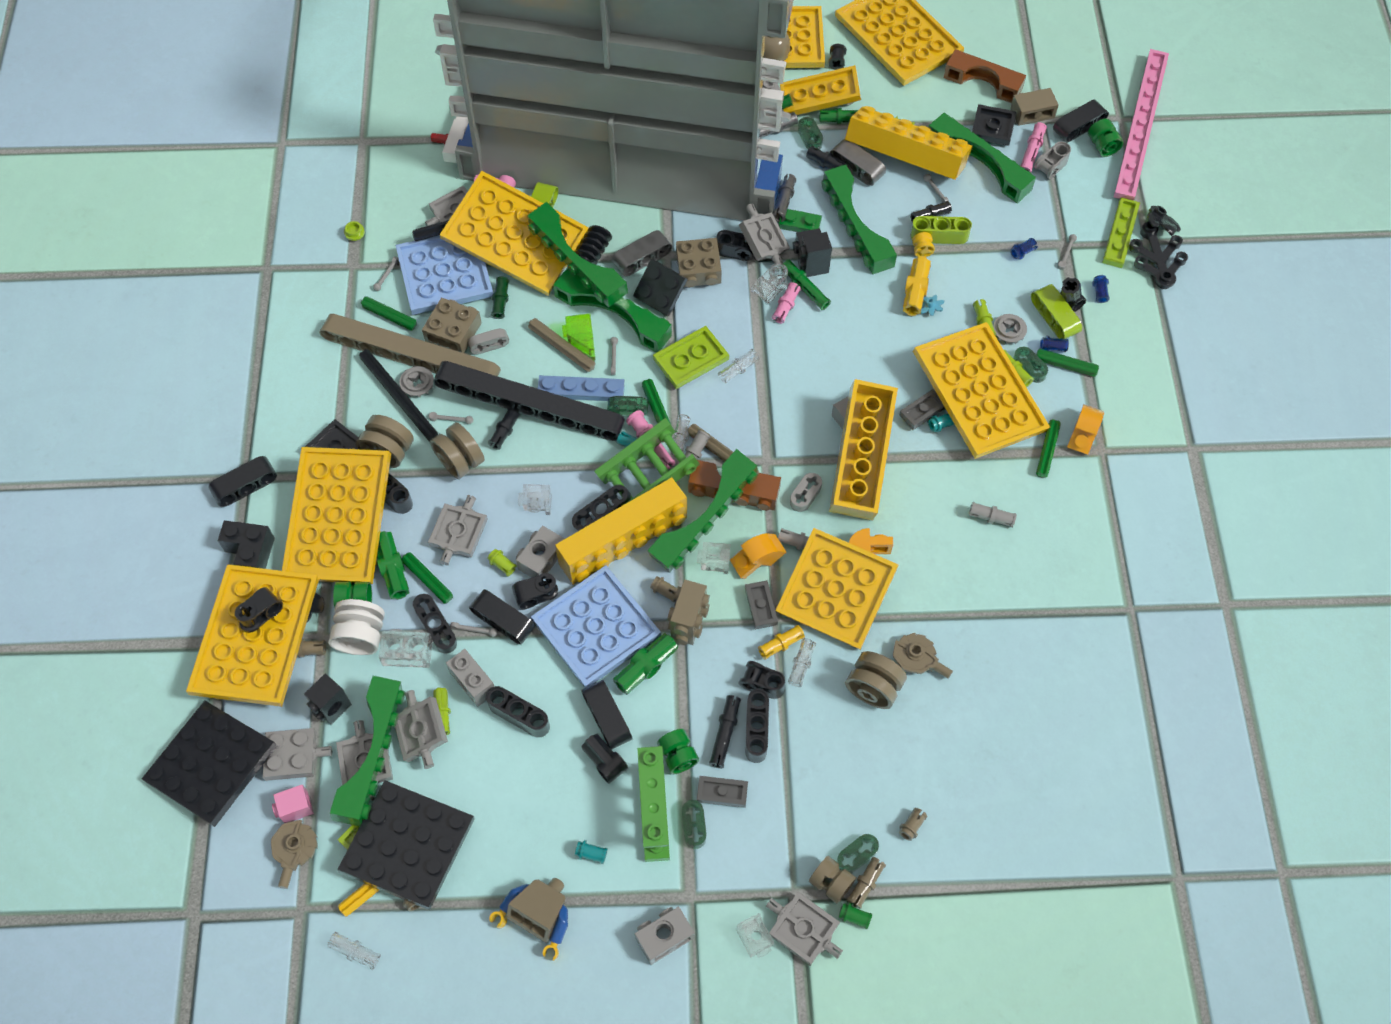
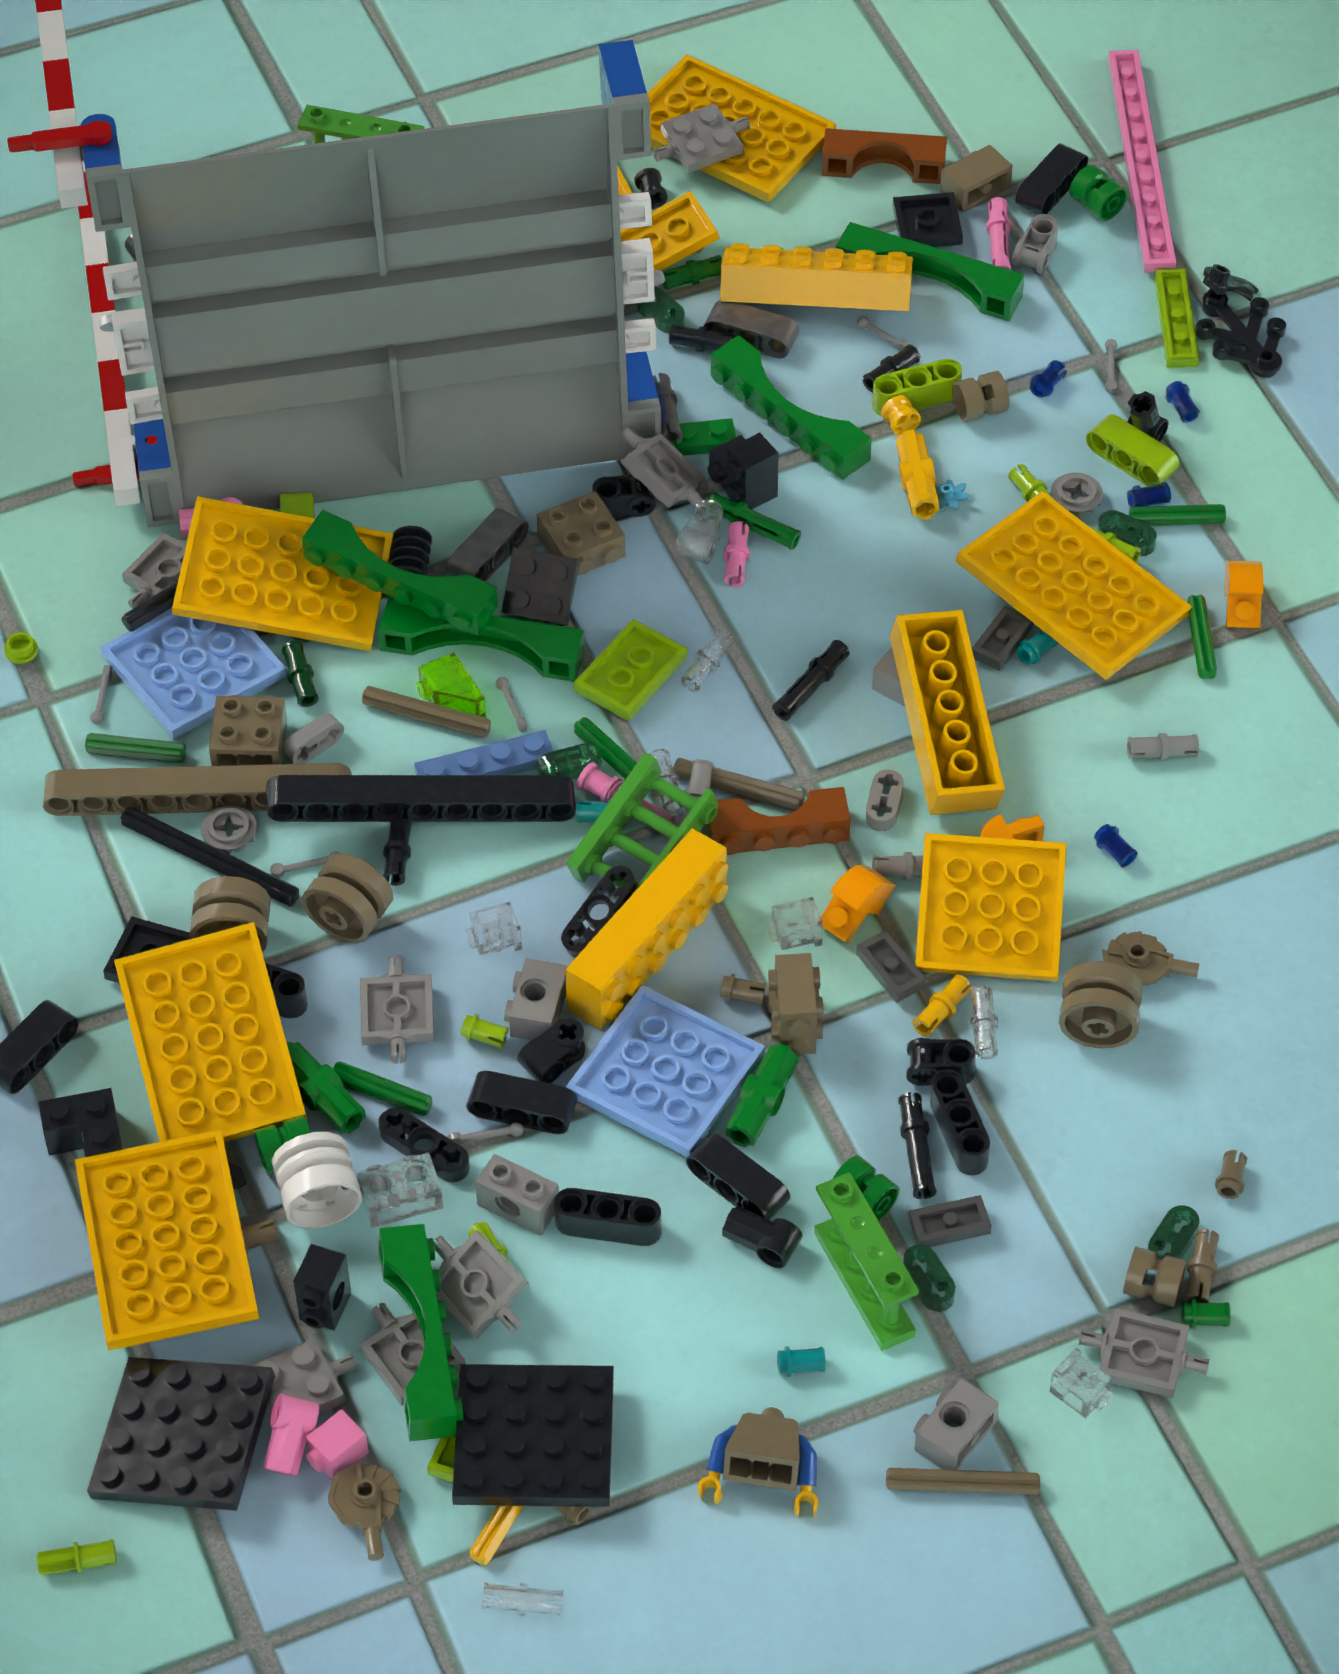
camera: 20 degrees left, 10 degrees down
(116, 820) = (76, 1557): none -> lime axle
(259, 608) = (163, 1198): black piece -> none
(269, 783) = (291, 1422): none -> bright pink piece
(654, 974) = (963, 1481): none -> dark tan axle
(674, 545) = (729, 925): green arch -> none
(802, 395) = (819, 670): none -> black pin
(878, 34) = (701, 138): none -> light grey plate
(934, 570) = (1110, 839): none -> clear blue pin
(968, 247) = (985, 395): none -> dark tan wheel

